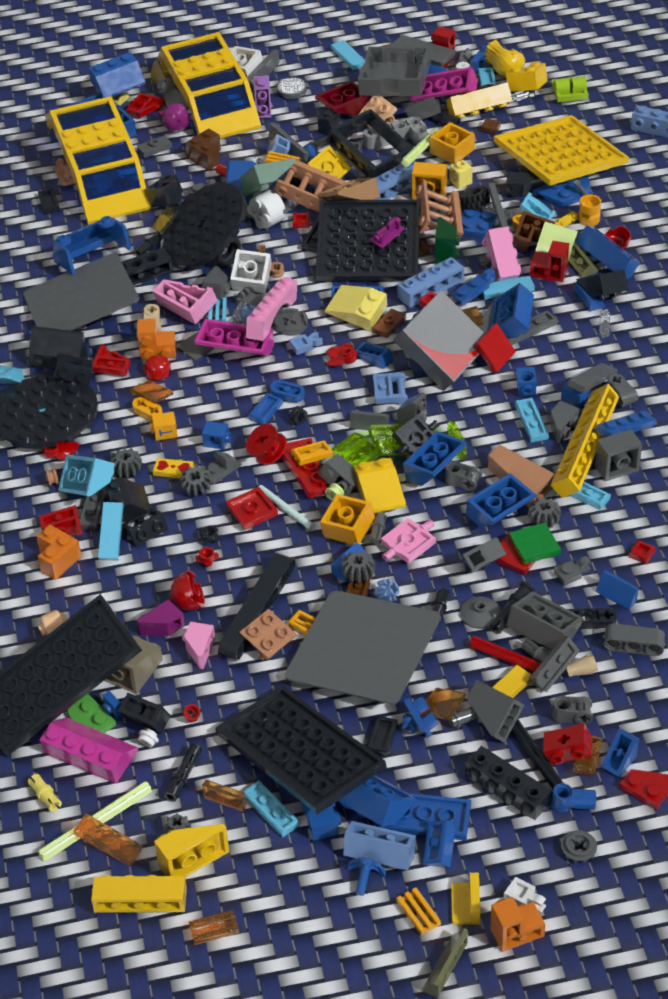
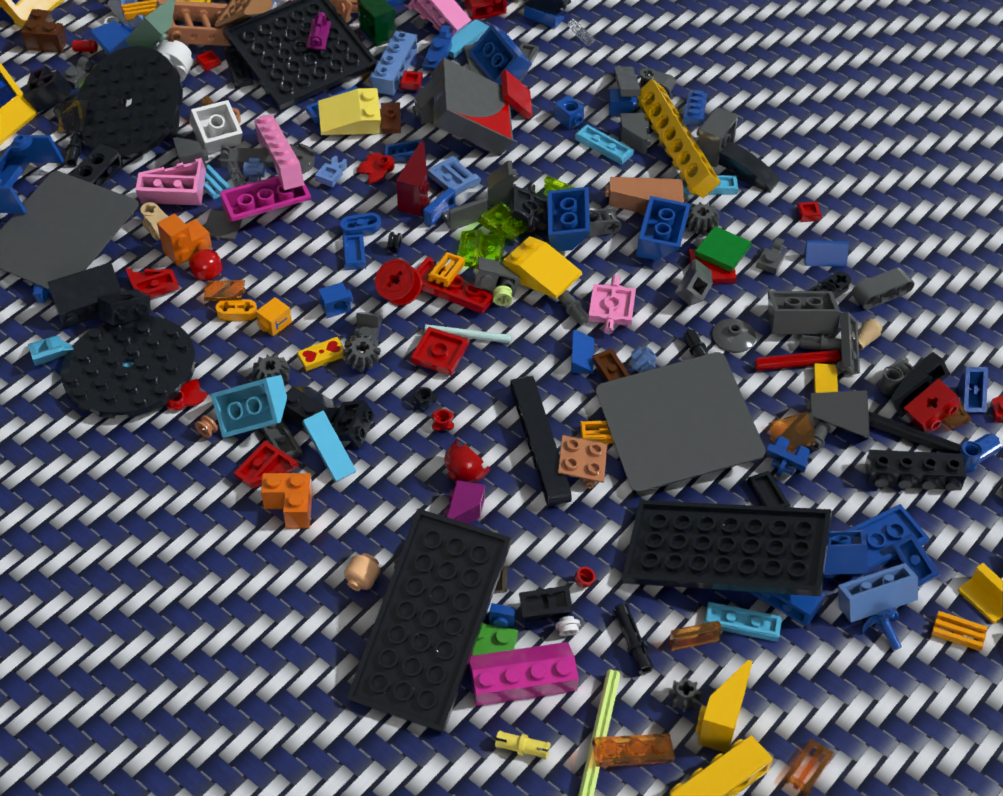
camera: 40 degrees left, 5 degrees up
(199, 642) = (522, 506): bright pink slope -> none
(347, 519) = (546, 313): light orange brick -> none
(351, 377) = (413, 184): none -> dark red slope
(358, 566) = (602, 350): dark grey gear -> none
(359, 403) = (434, 210): none -> blue tile
(501, 621) = (758, 308): black pin -> none
(594, 716) = (918, 380): none -> black slope
(625, 492) = (748, 167): none -> black slope

